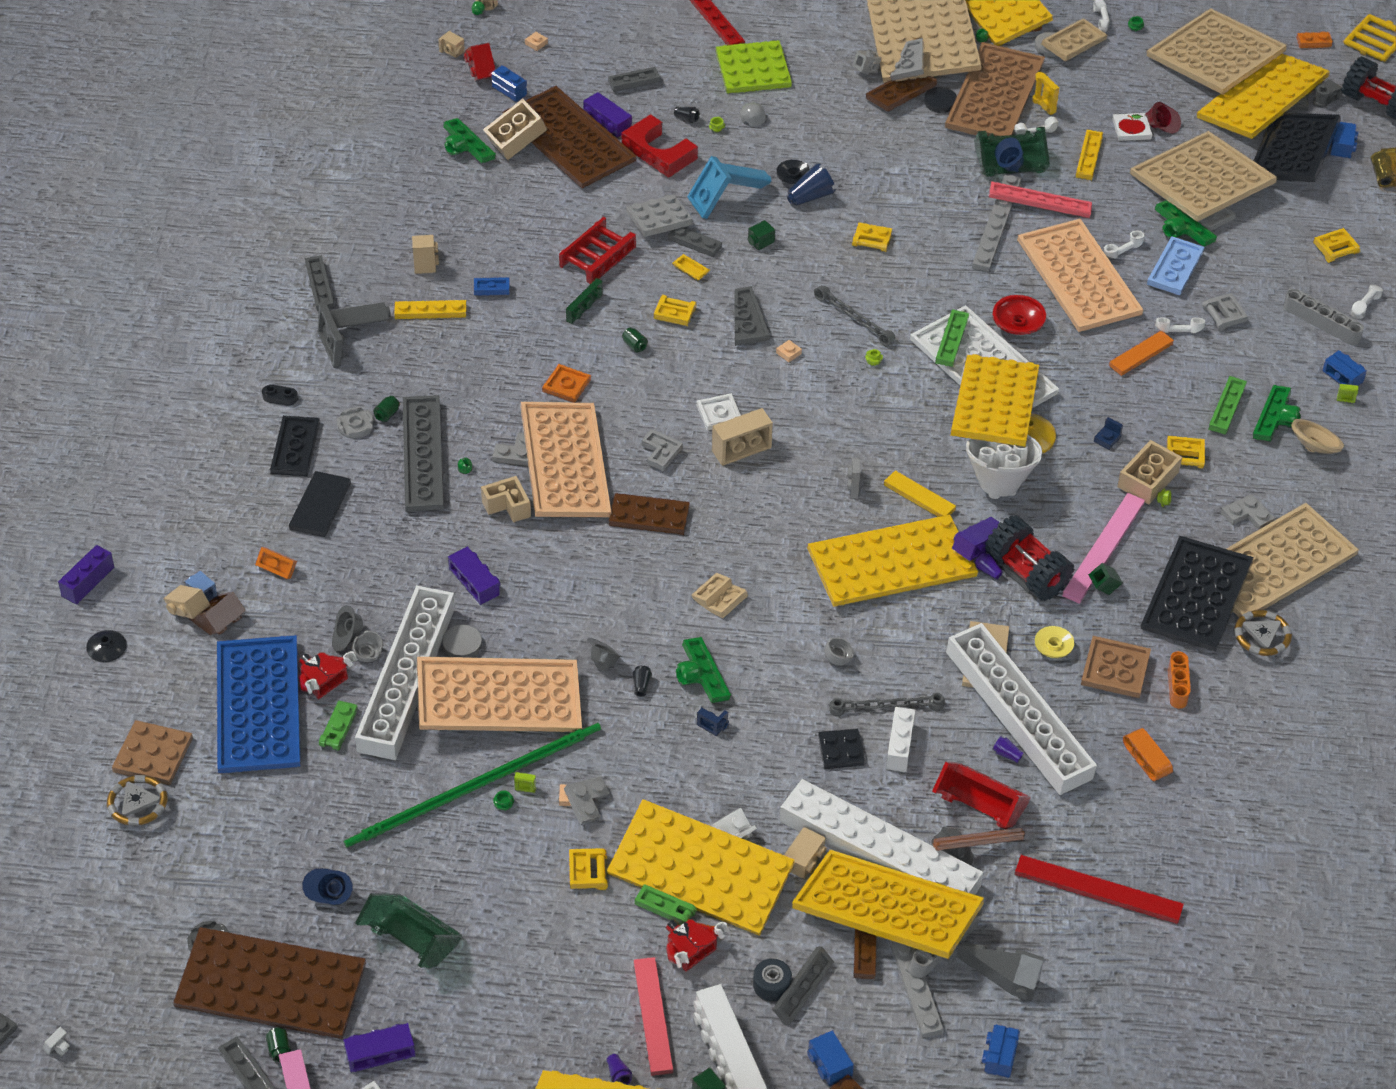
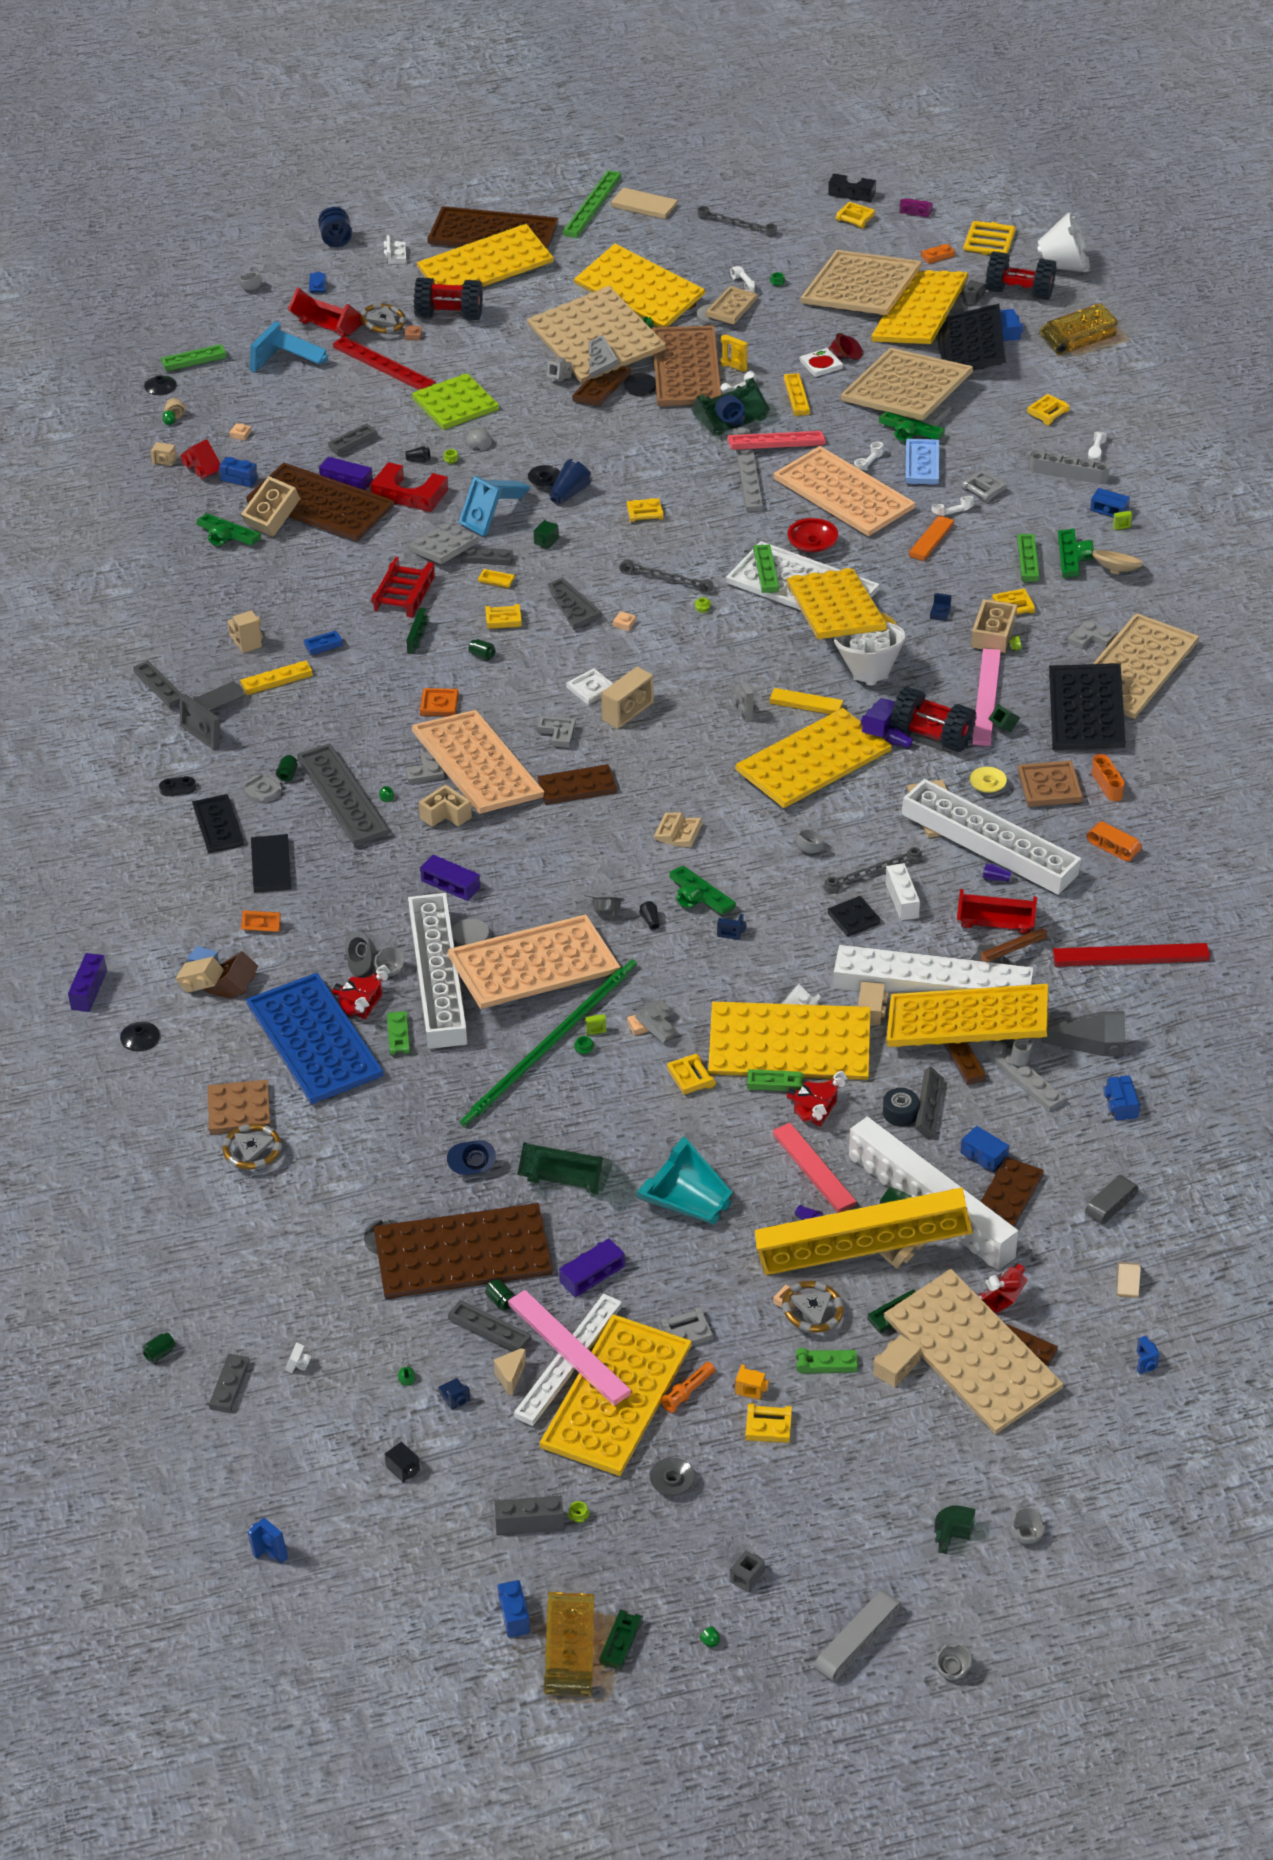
camera: 20 degrees left, 5 degrees down
(512, 994) = (687, 1186): none -> teal cone
(1262, 632) = (1156, 720): light grey piece -> none

